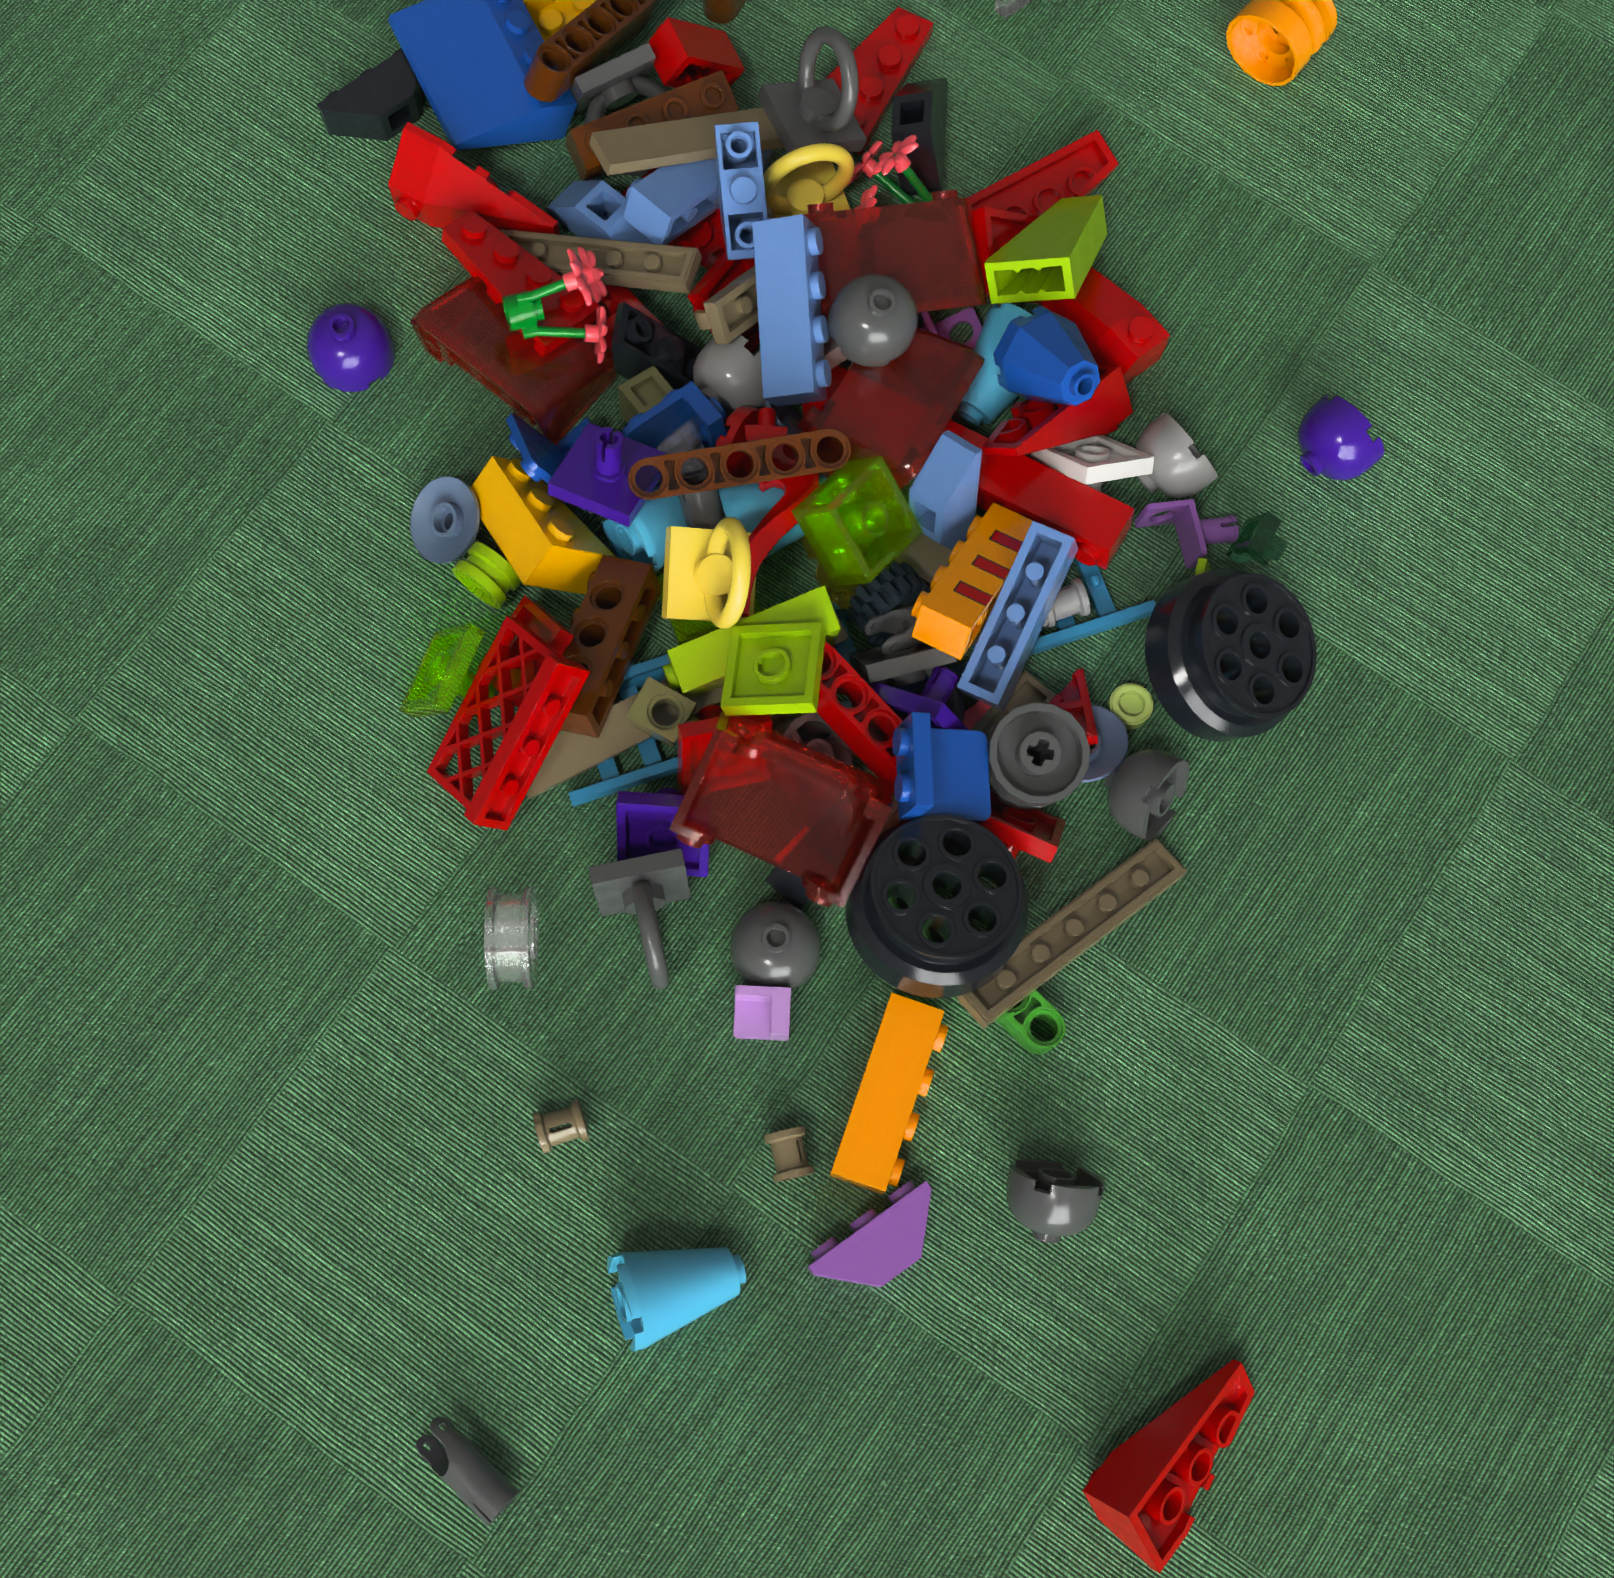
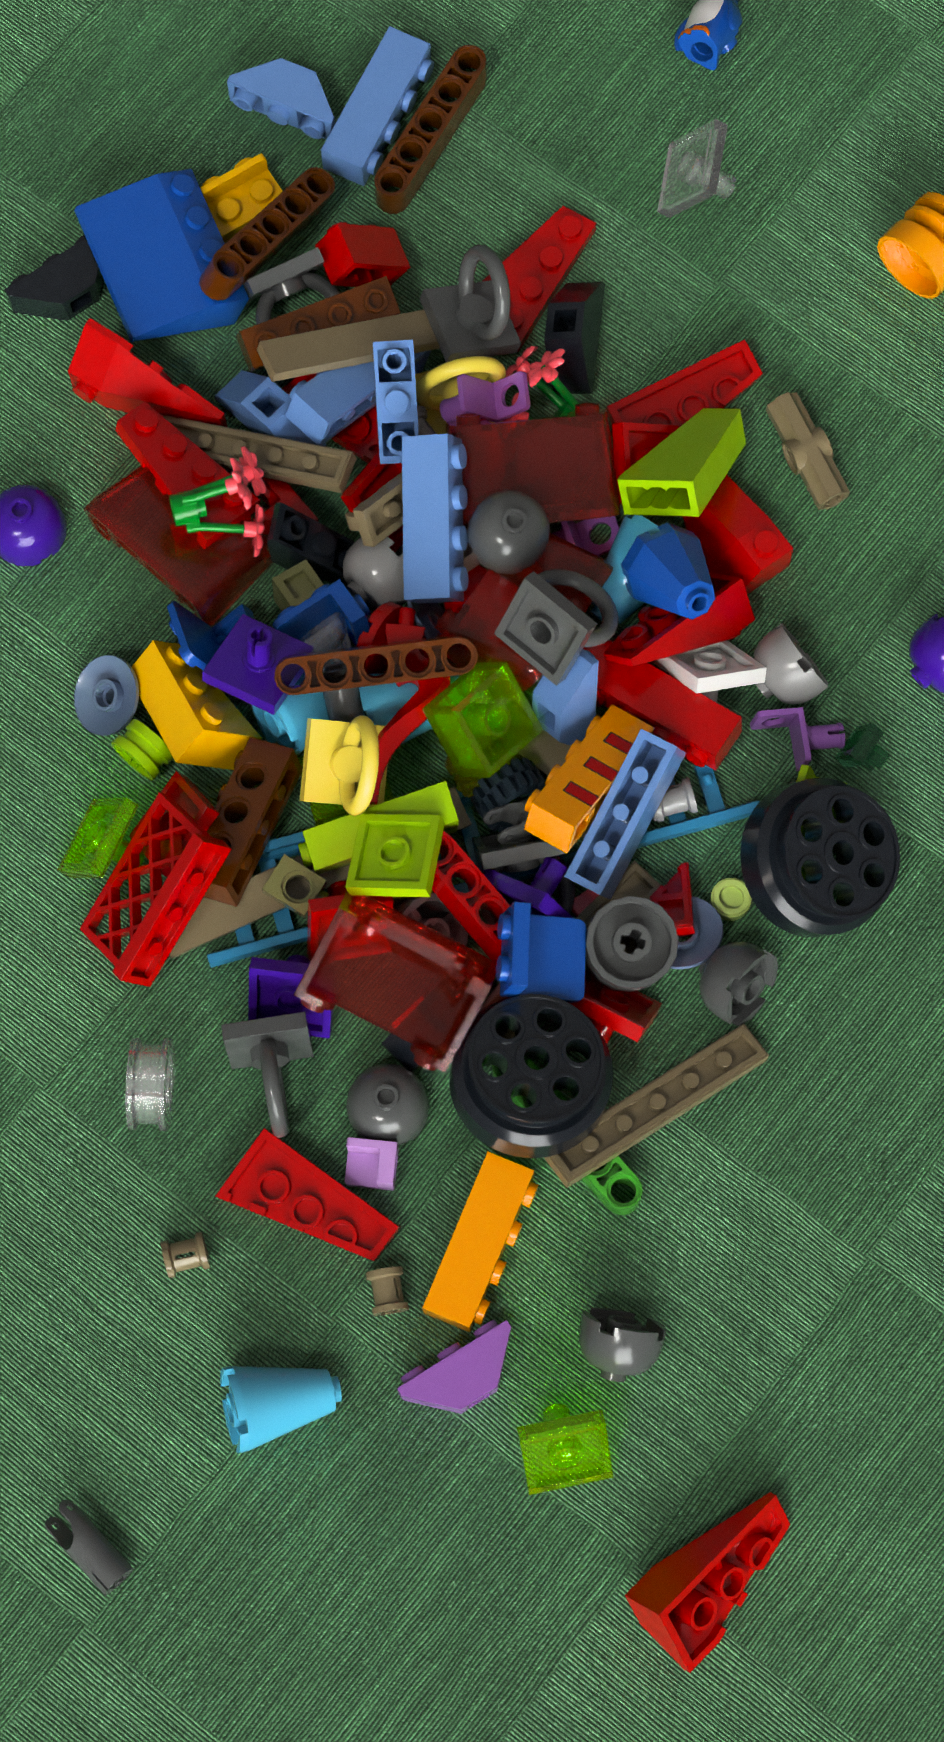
camera: 10 degrees right, 0 degrees up
(682, 1050) = (299, 1194): none -> red wing
(829, 187) = (486, 398): none -> medium lavender bracket
(930, 413) = (549, 627): none -> dark grey tile
(1001, 1324) = (564, 1449): none -> clear neon green tile
(1171, 240) = (807, 450): none -> dark tan piece

